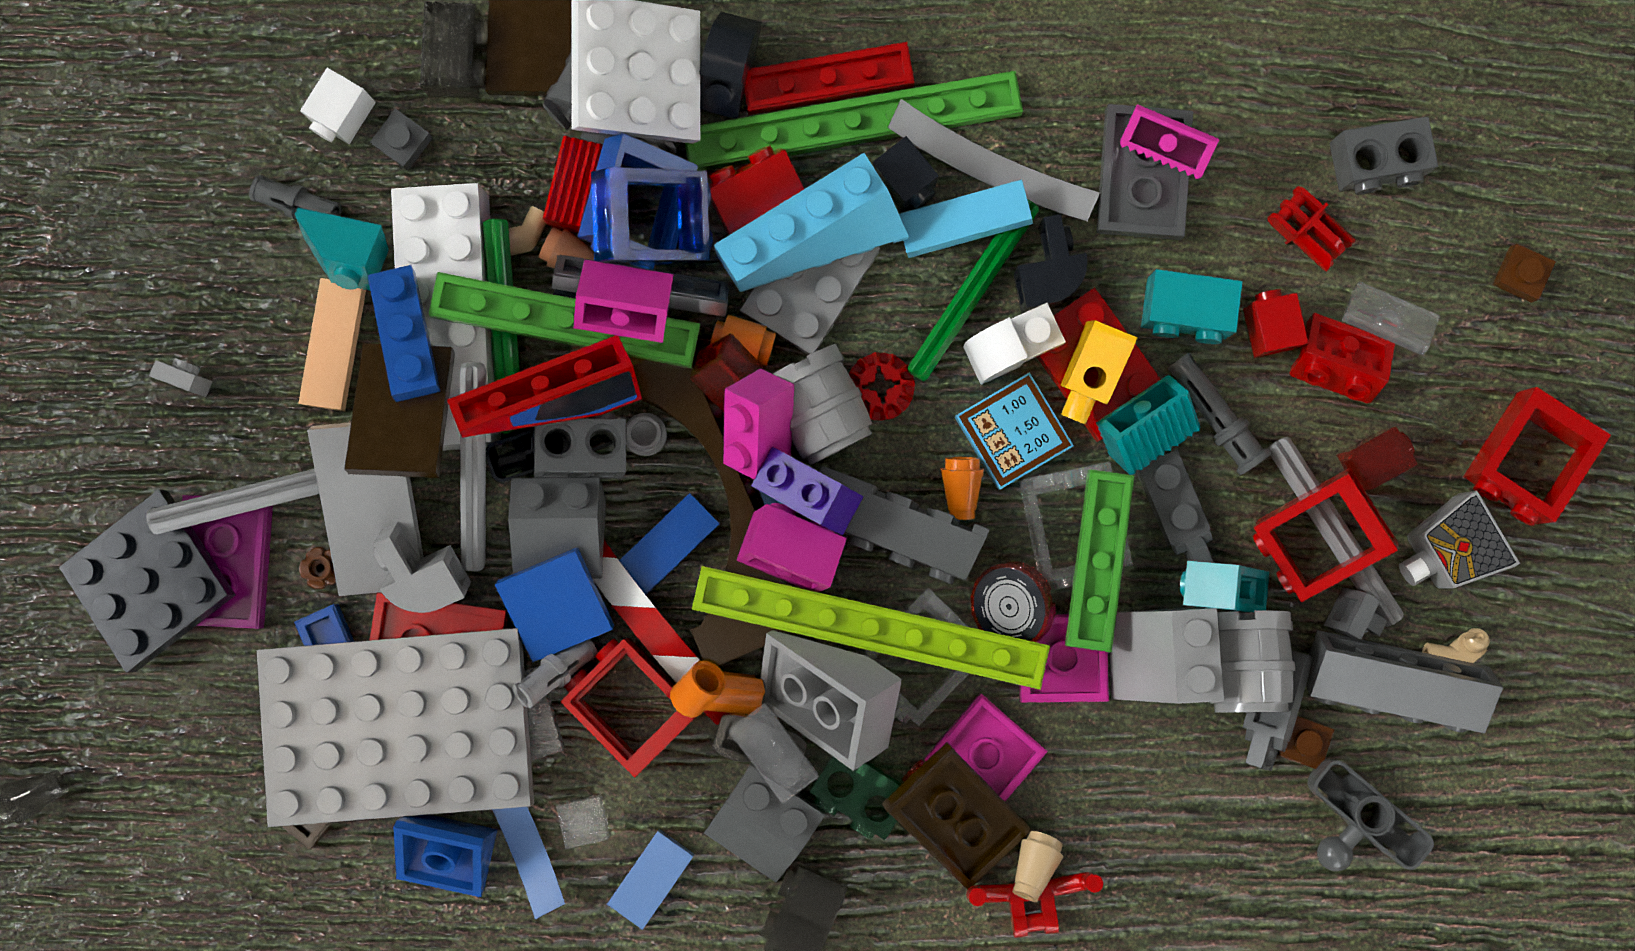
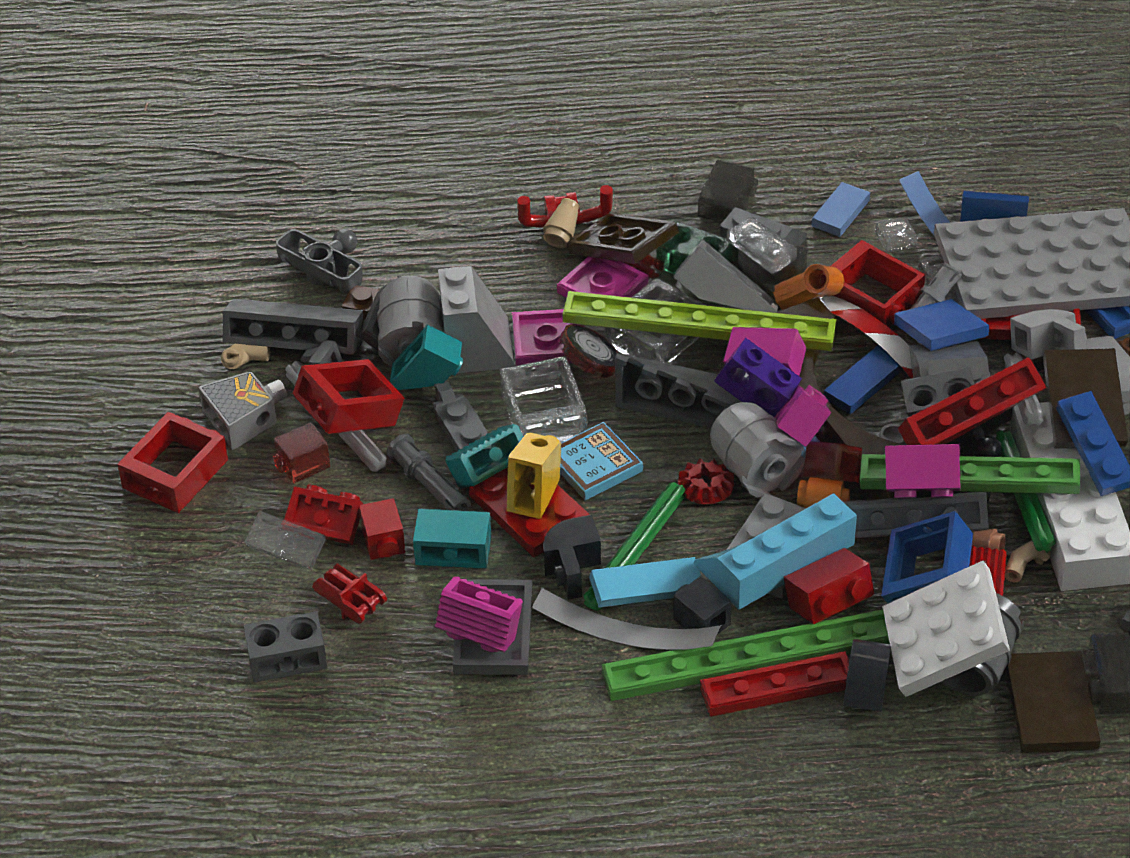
camera: 175 degrees right, 40 degrees down
(612, 221) = (902, 510): clear blue window -> none
(962, 485) = (634, 423): orange cone -> none
(1013, 343) = (602, 494): white brick -> none
(1099, 560) = (526, 366): bright green tile -> none
(1524, 273) = (167, 583): reddish brown plate -> none

